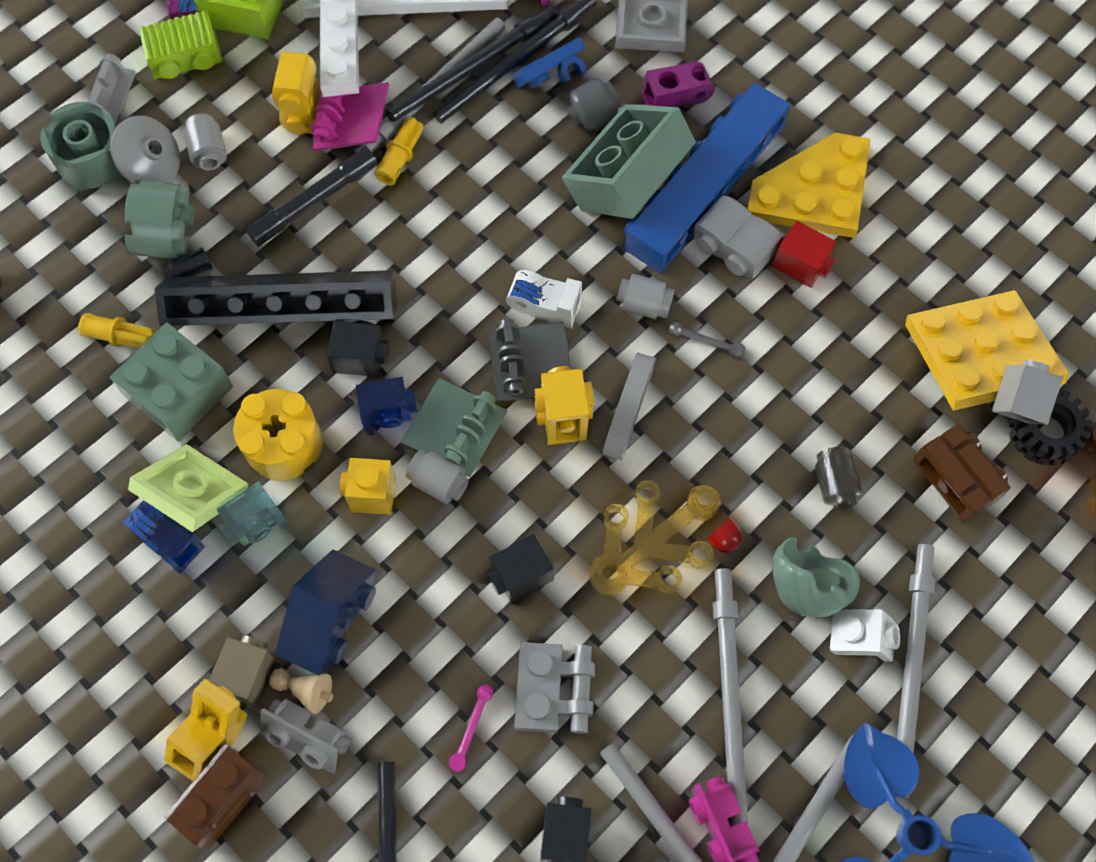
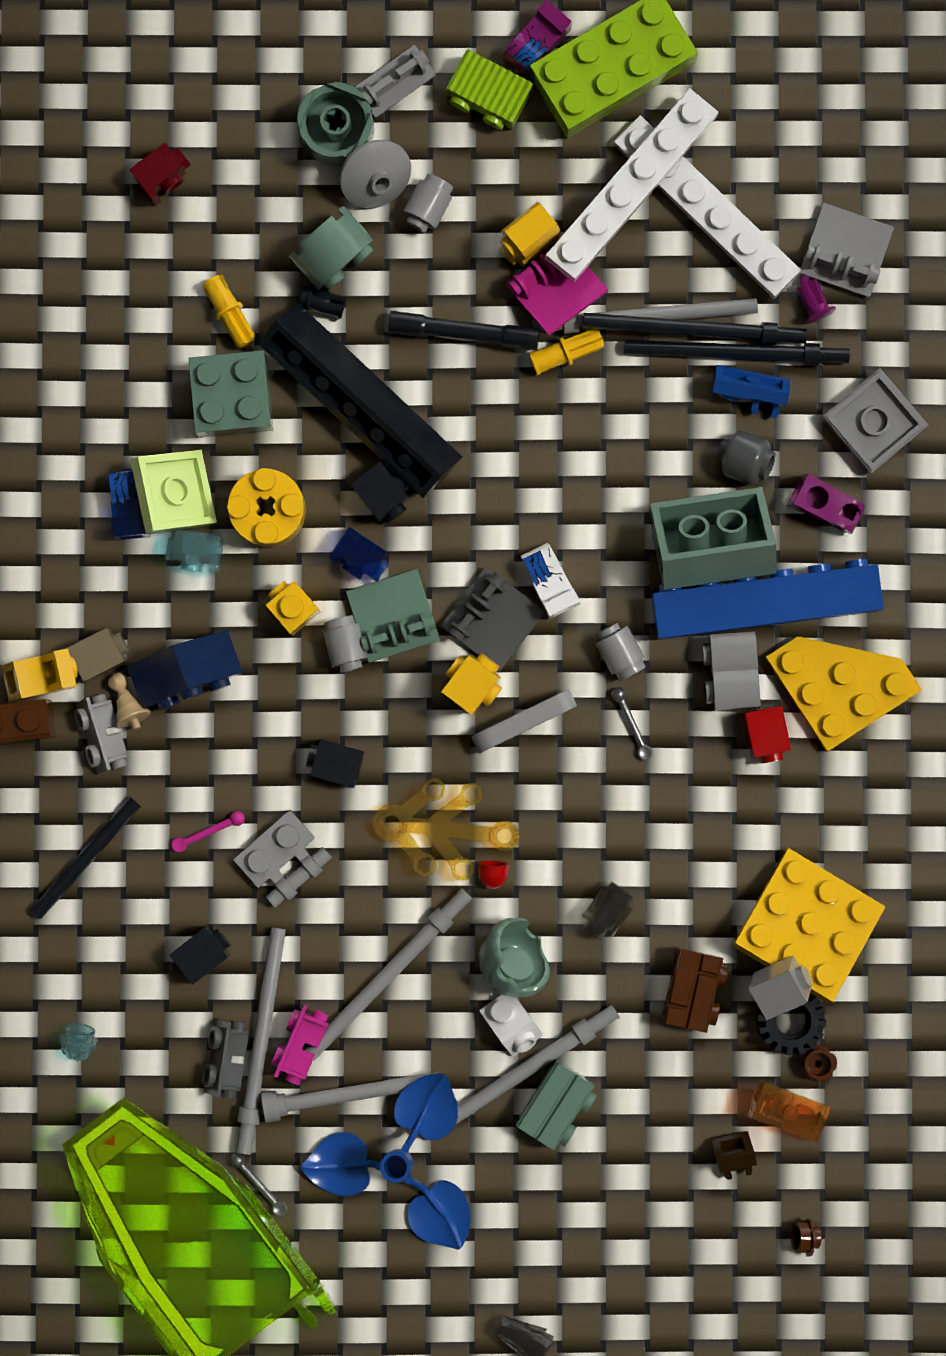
camera: 45 degrees right, 20 degrees up
(969, 662) = (556, 1105): none -> sand green brick

